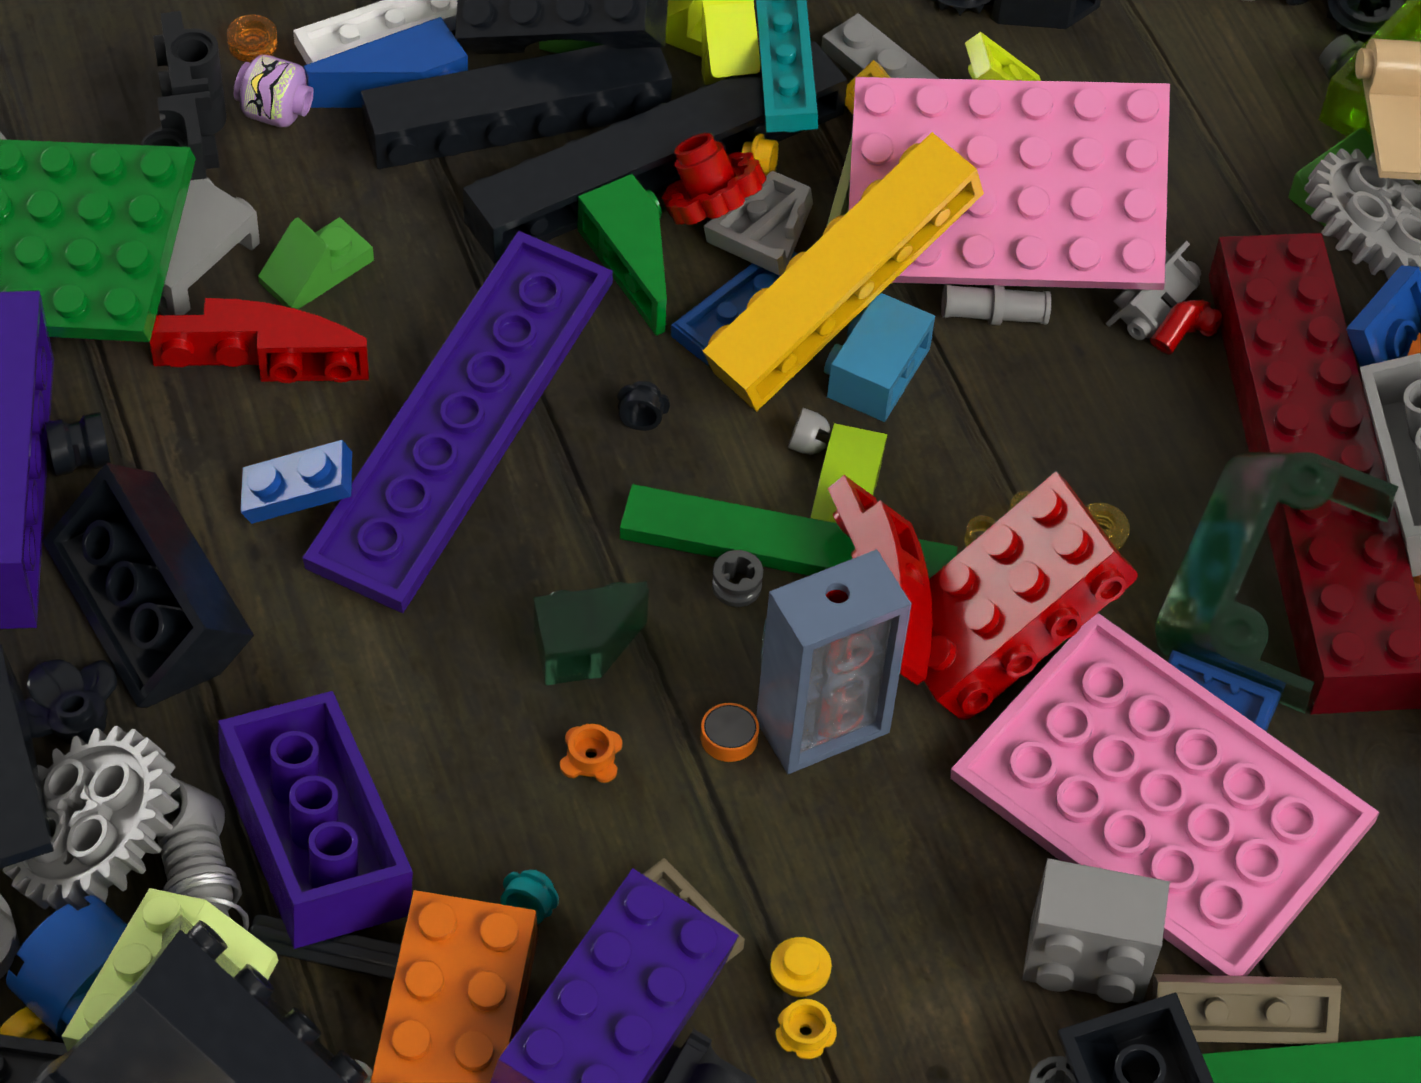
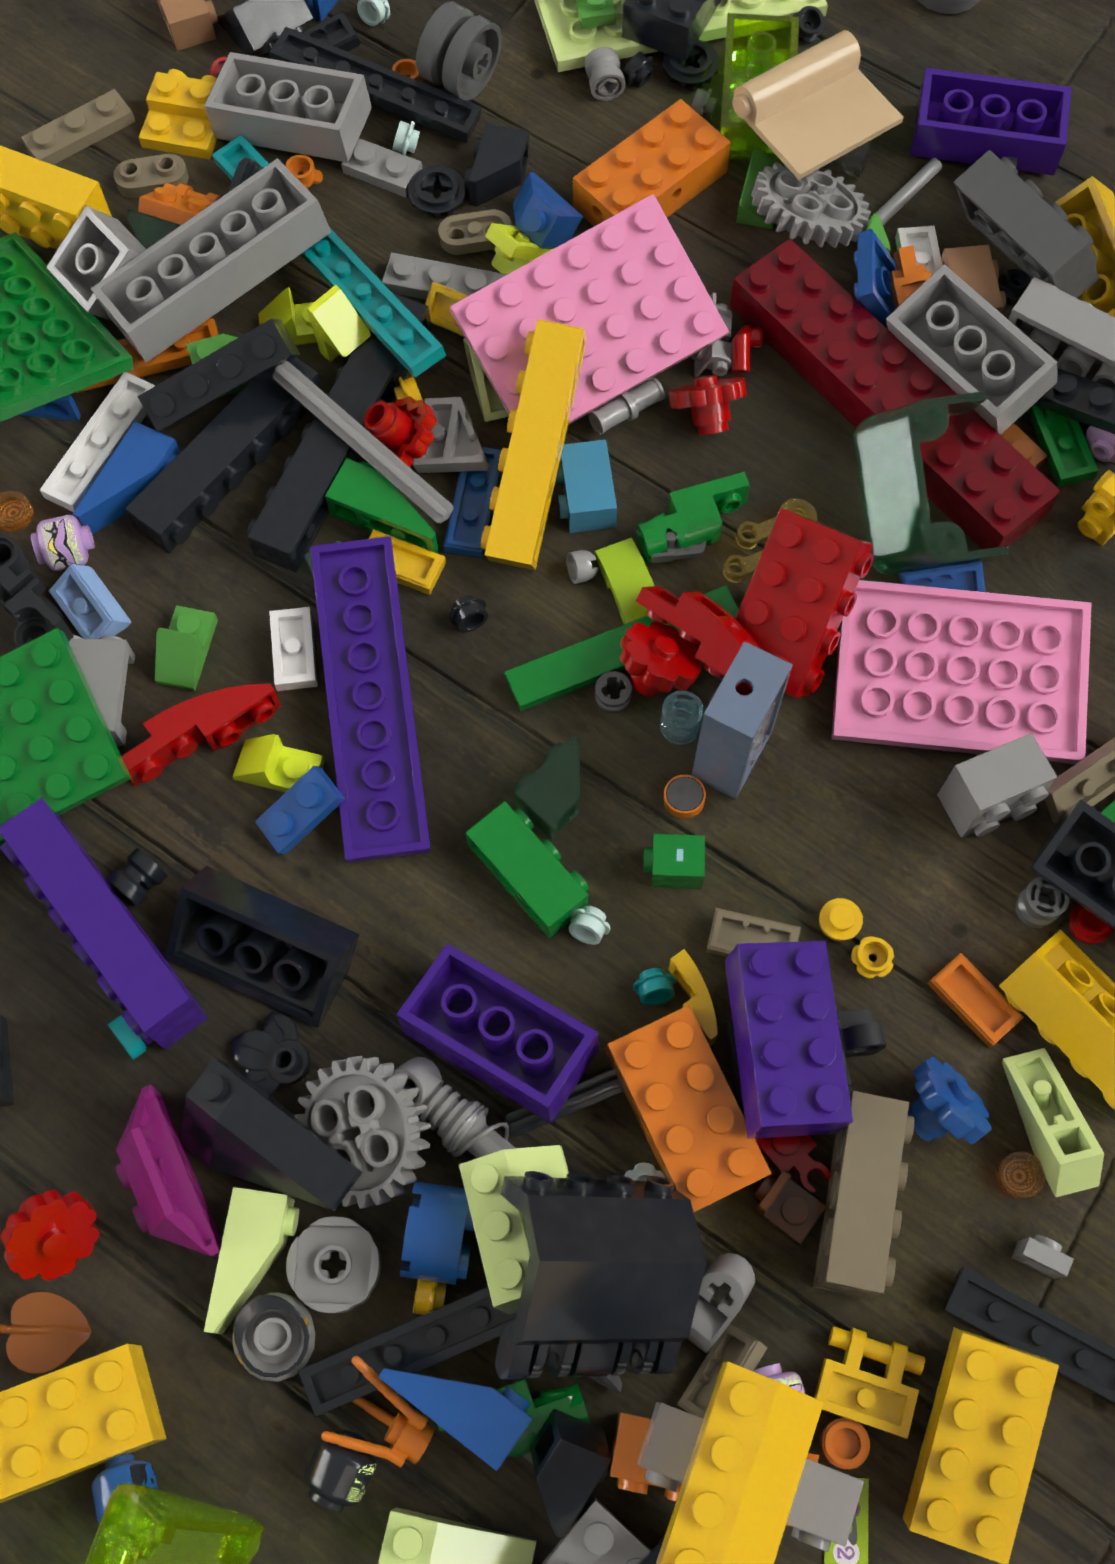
camera: 30 degrees left, 15 degrees up
(256, 164) = (88, 603): none -> light blue slope
(308, 421) = (272, 765): none -> neon yellow slope
(422, 328) = (293, 649): none -> white plate
(491, 690) = (528, 868): none -> green brick
(509, 788) = (589, 925): none -> light aqua plate
(560, 938) = (693, 984): none -> yellow slope
(591, 739) = (621, 856): orange plate -> none
(624, 326) = (414, 565): none -> yellow tile
(660, 167) = (363, 442): none -> light grey axle
(660, 784) = (676, 861): none -> green brick
(800, 547) = (658, 659): none -> red plant
(947, 31) = (470, 230): none -> dark tan plate
(974, 456) = (691, 519): none -> green plate
(1059, 55) = (544, 214): none -> blue slope
(1090, 347) = (709, 401): none -> red plant
(1233, 87) = (667, 157): none -> orange brick

